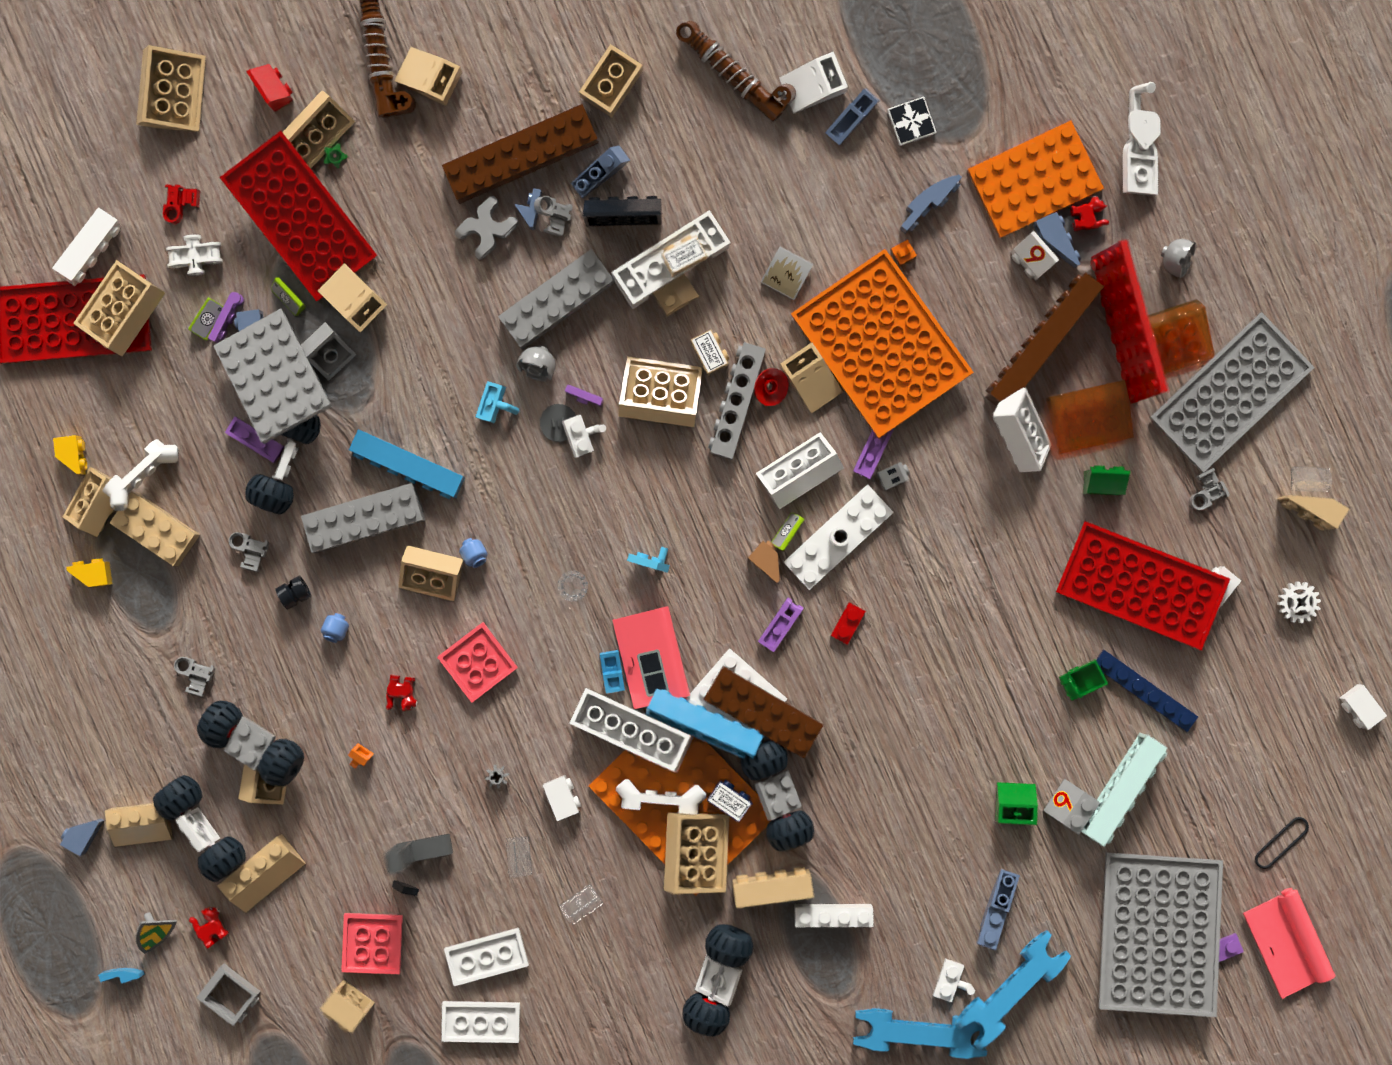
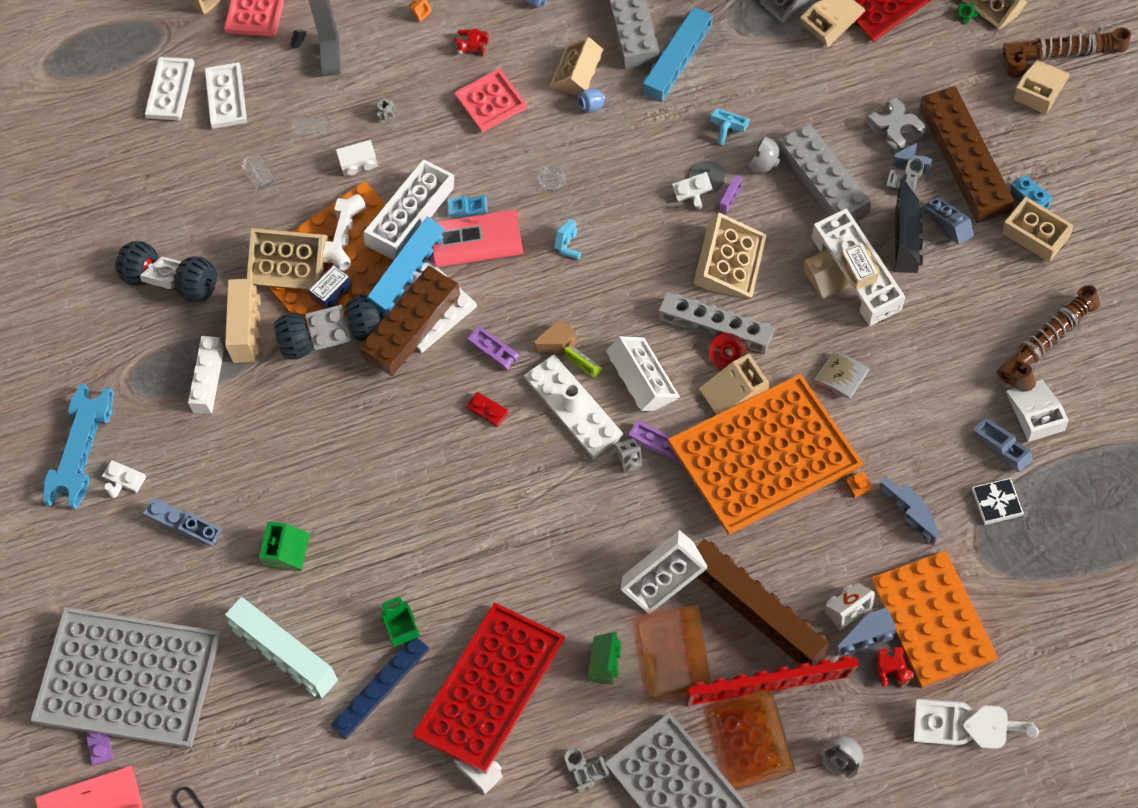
camera: 100 degrees right, 25 degrees down
(566, 88) = (1027, 188): none -> dark azure brick
(709, 352) = (765, 301): brick -> none
(988, 1013) = (122, 556): dark azure piece -> none
(1071, 806) = (273, 600): light grey slope -> none

